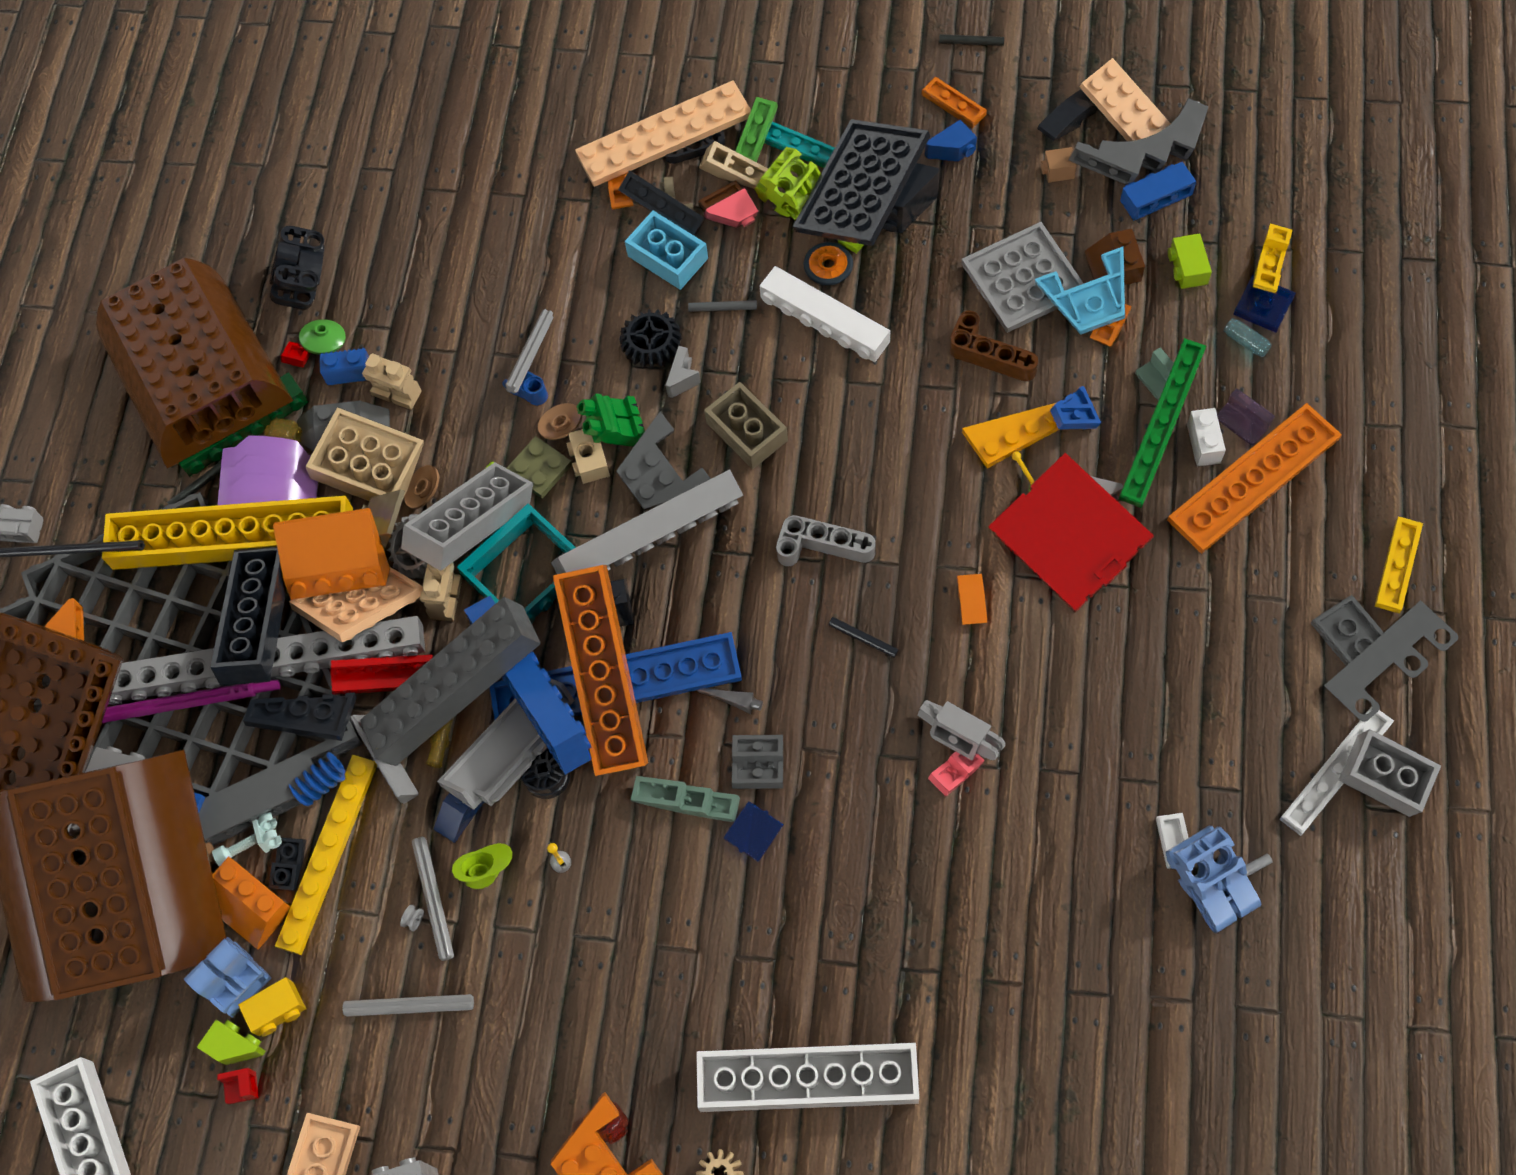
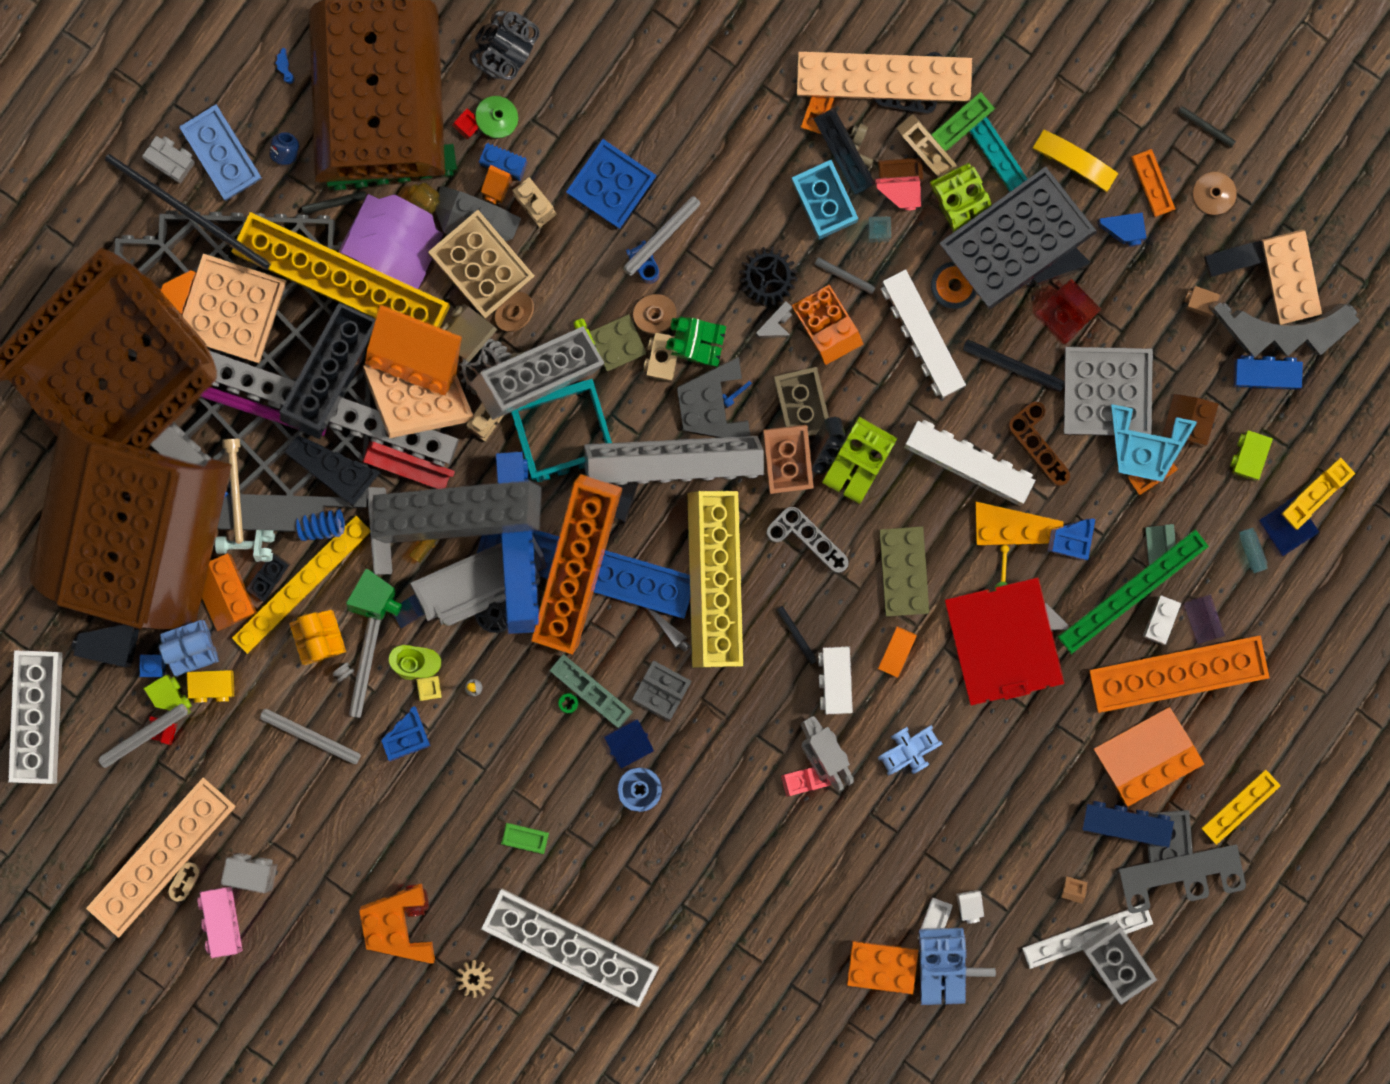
camera: 25 degrees right, 20 degrees up
(64, 494) = (220, 152): none -> medium blue plate
(95, 395) = (283, 64): none -> blue piece
(124, 458) = (284, 148): none -> dark blue head
(132, 612) = (233, 307): none -> light nougat plate
(137, 1020) = (108, 645): none -> black slope
(188, 744) = (231, 447): none -> tan piece
(196, 1019) = (152, 666): none -> blue brick
(217, 1100) = (143, 735): none -> light grey axle
(347, 382) = (496, 185): none -> orange slope
(363, 889) = (317, 637): none -> light orange connector
(406, 822) = (373, 597): none -> green torso
(459, 337) = (611, 184): none -> blue plate
(512, 950) = (406, 737): none -> blue wing
(513, 887) = (429, 688): none -> light yellow tile
(659, 823) = (562, 700): none -> green bush
(675, 463) = (728, 401): none -> blue piece
(696, 988) = (525, 838): none -> bright green tile
(731, 248) = (879, 229): none -> clear light blue brick
(732, 351) = (827, 324): none -> orange slope
(752, 622) = (715, 579): none -> light yellow brick
(759, 473) = (787, 459): none -> nougat slope
(779, 857) = (627, 790): none -> medium blue brick
(789, 442) = (827, 444): none -> black beam
(817, 445) = (872, 439): none -> lime connector
(876, 112) = (1075, 159): none -> yellow slope
(924, 300) = (1013, 365): none -> black axle
(928, 652) = (835, 680): none -> white brick
(933, 525) = (904, 571): none -> olive plate
(936, 393) = (970, 463): none -> white brick
(944, 231) = (1068, 311): none -> clear red slope
(1012, 85) = (1207, 201): none -> medium nougat dish
(1042, 684) = (903, 755): none -> light blue axle
(1151, 914) = (882, 967): none -> orange brick
(1201, 799) = (970, 906): none -> white slope
(1279, 566) = (1148, 756): none -> orange slope
(1294, 729) = (1074, 890): none -> medium nougat plate
(1304, 635) = (1128, 825): none -> dark blue brick

